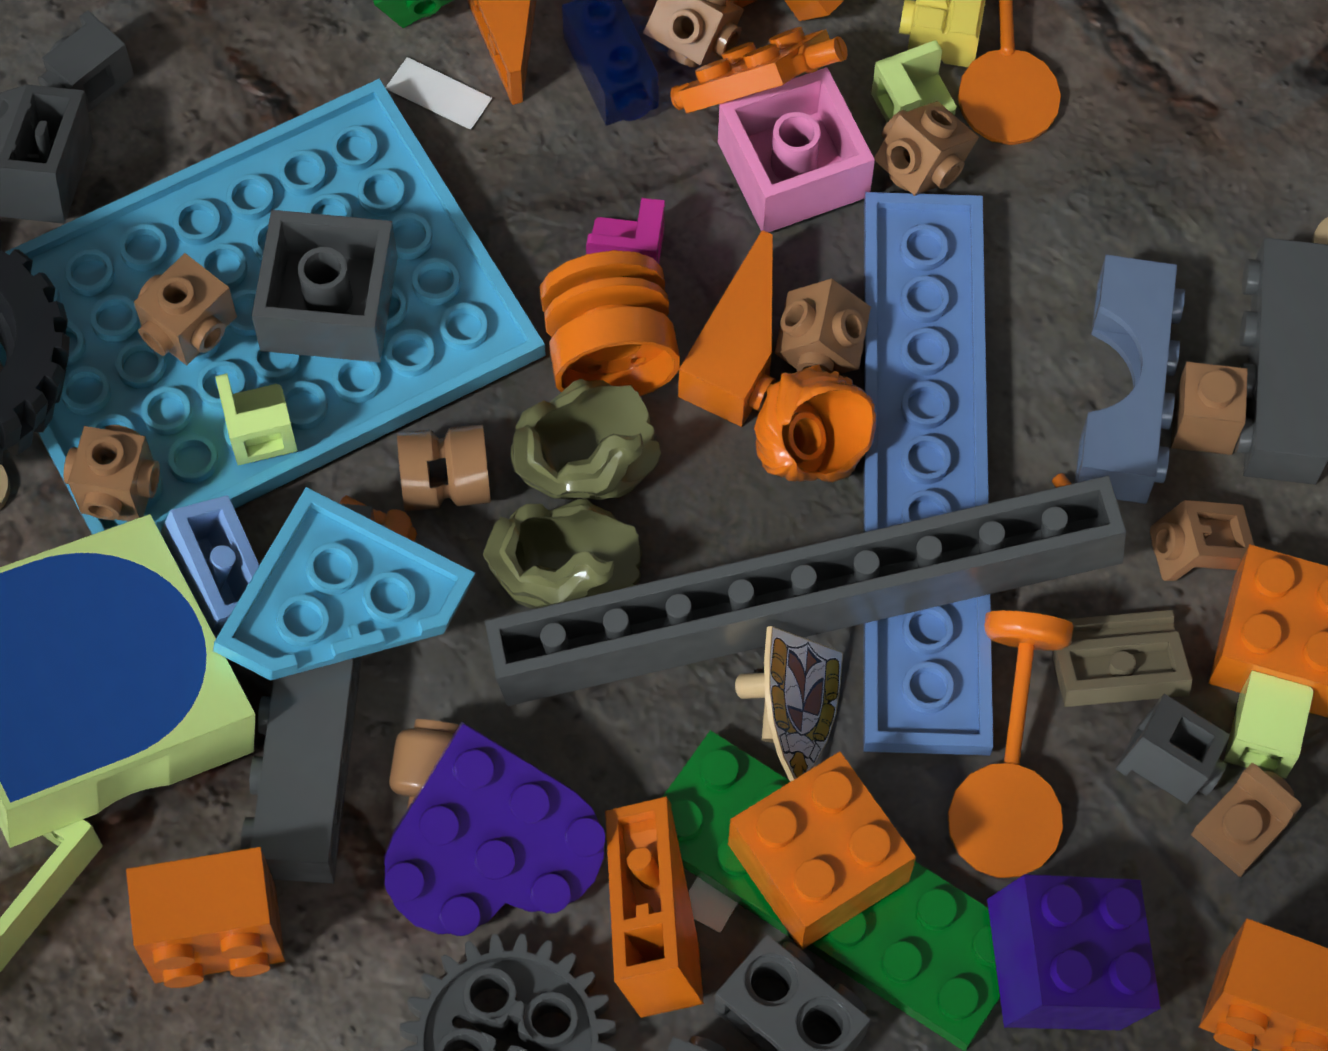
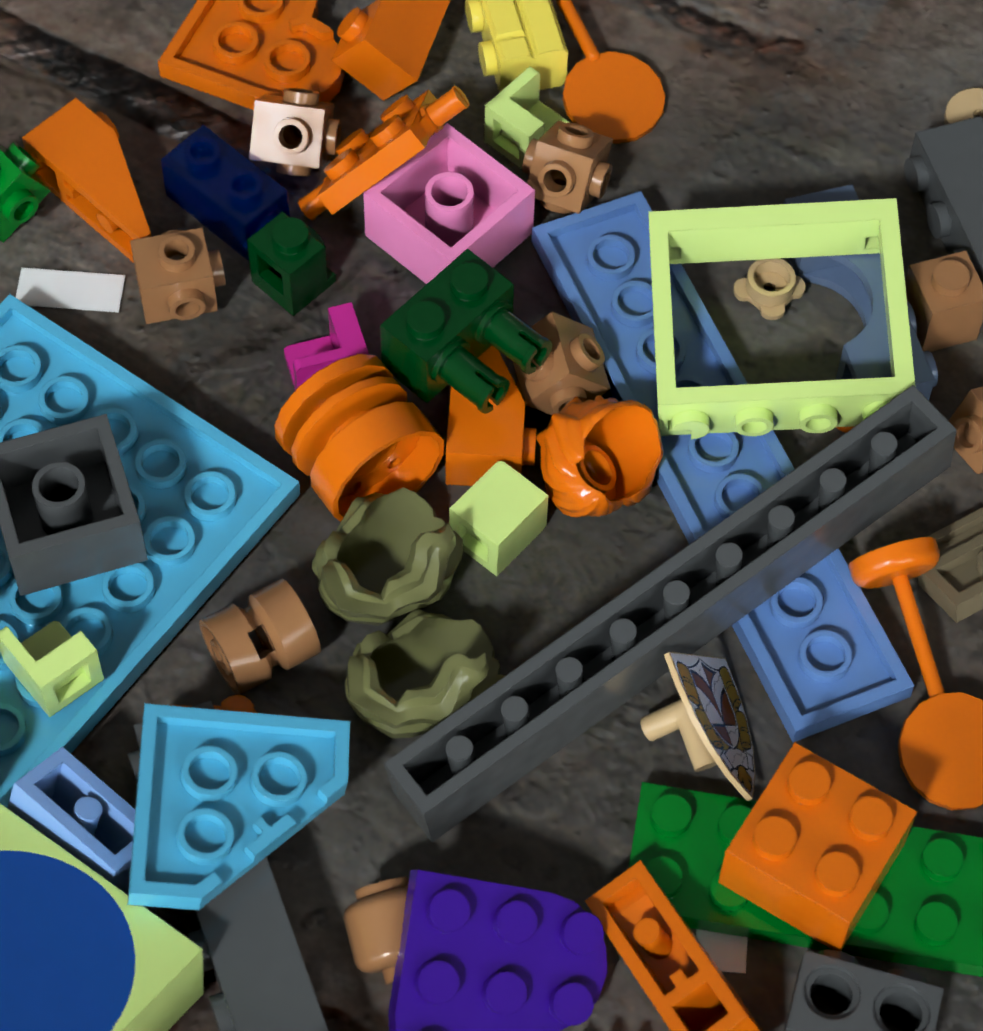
camera: 25 degrees left, 5 degrees down
(528, 116) = (177, 275): none -> medium nougat brick
(634, 142) = (297, 254): none -> dark green brick
(703, 445) = (499, 516): none -> yellowish green panel
(731, 257) = (452, 323): none -> dark green brick
(1062, 281) = (776, 234): none -> yellowish green window
(1062, 316) = (773, 274): none -> tan plate

